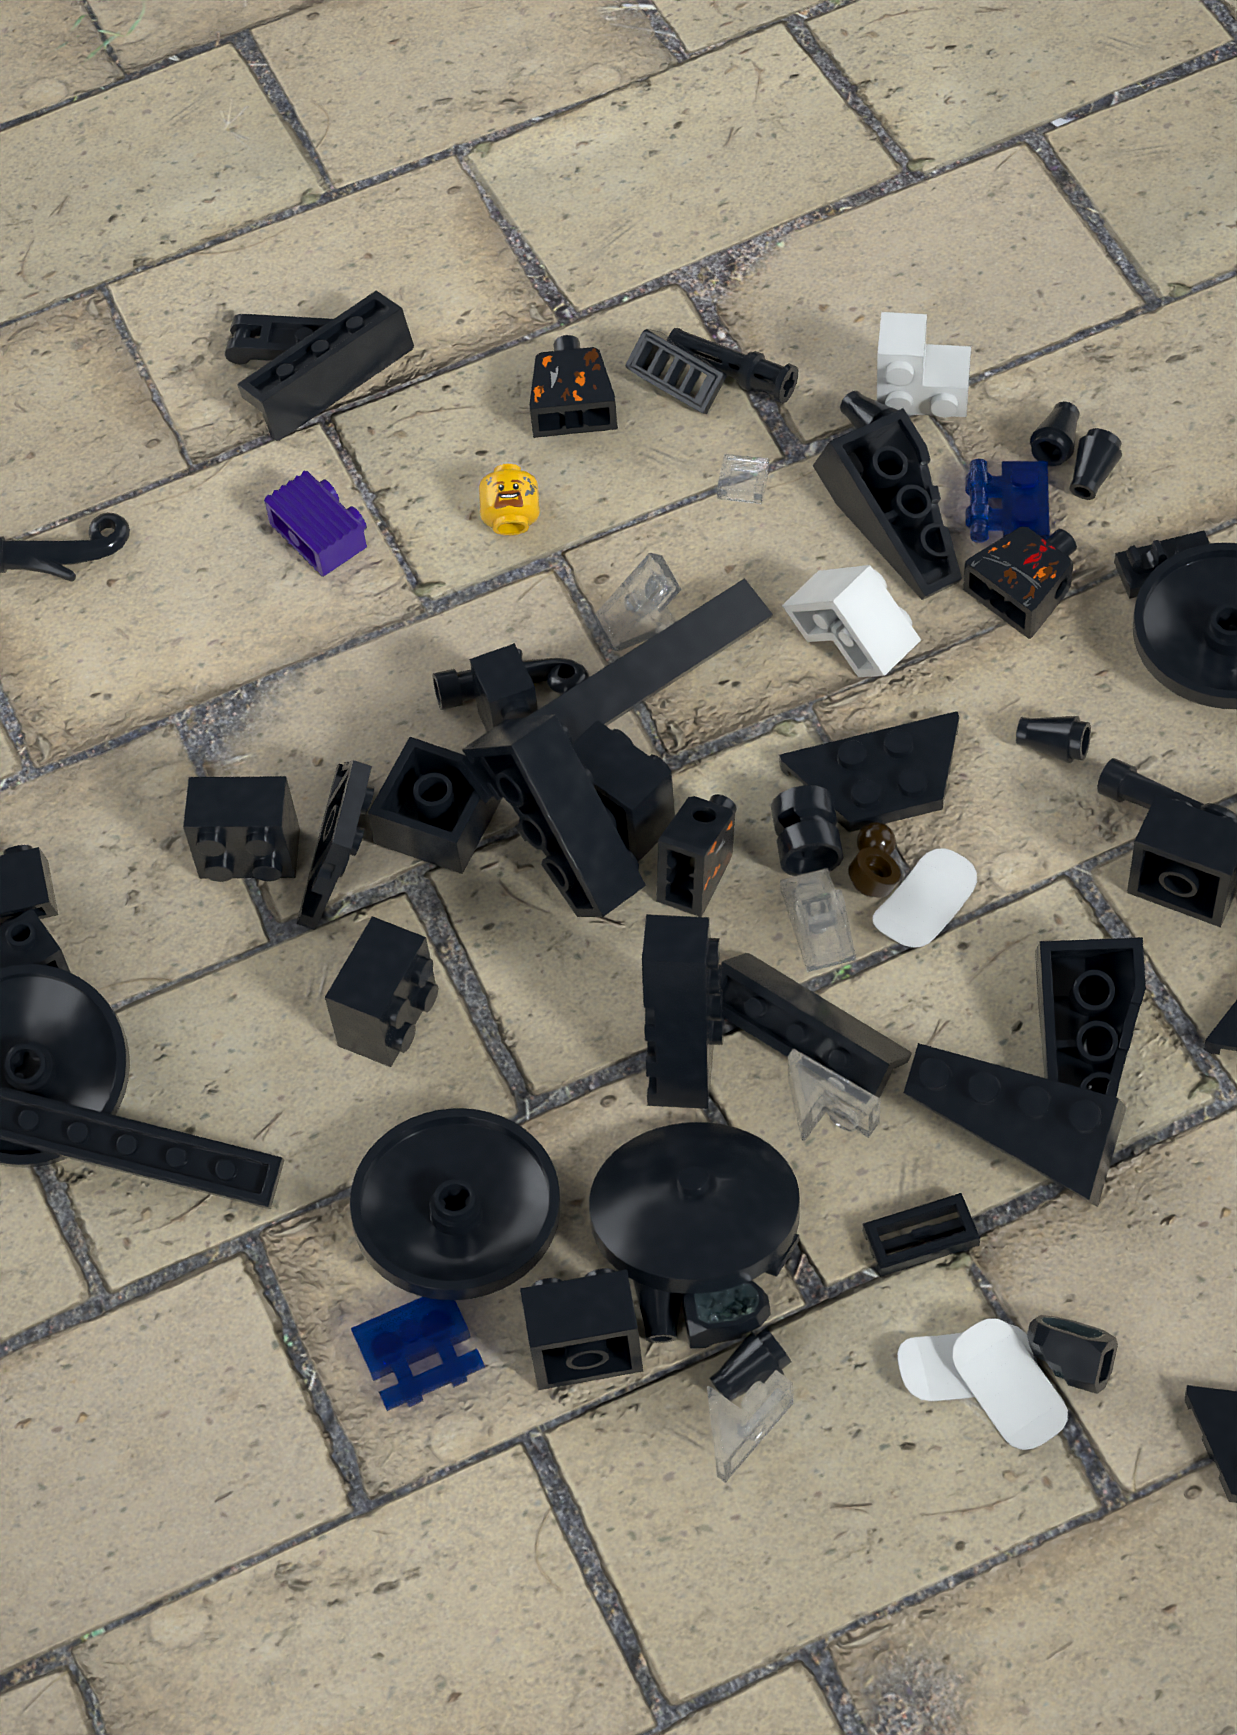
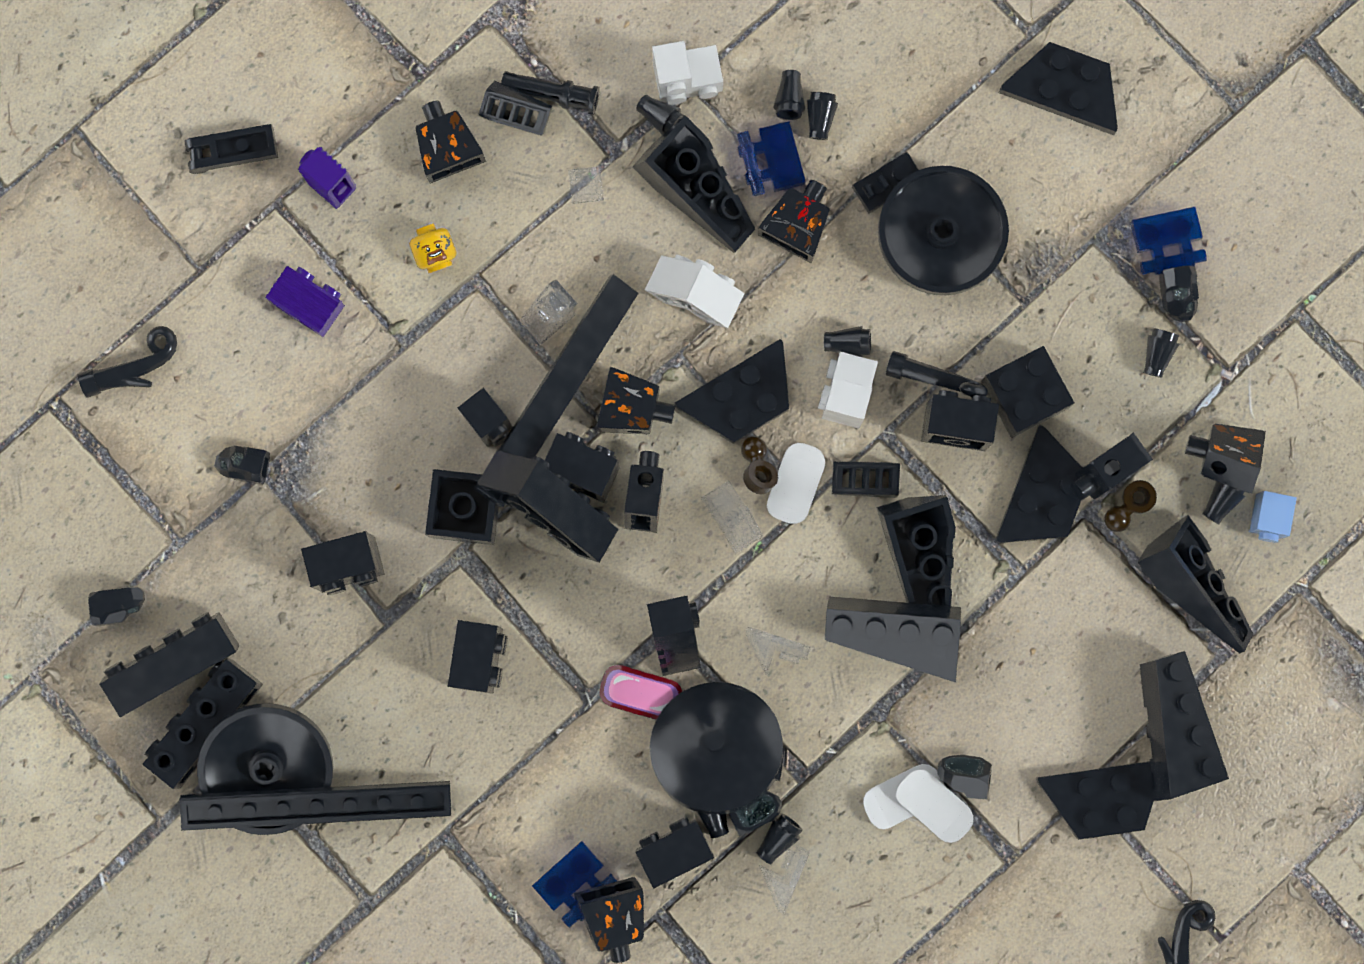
camera: 20 degrees left, 25 degrees up
(158, 694) = (243, 464): none -> black rock
(328, 364) = (267, 166): black panel -> none
(337, 838) = (407, 548): black wing -> none
(399, 384) = (326, 176): none -> dark purple brick
(455, 687) = (445, 406): black plant -> none
(455, 1204) = (569, 788): black dish -> none
(457, 1401) = (613, 916): none -> black torso
(601, 1110) = (637, 691): none -> sticker
(716, 741) = (631, 405): none -> black torso
(798, 1019) = (748, 597): black panel -> none
(806, 830) = (709, 460): black wheel -> none
(928, 1251) = (878, 704): black tile -> none
(1033, 791) = (849, 390): none -> white brick
(1051, 903) = (880, 467): none -> black slope

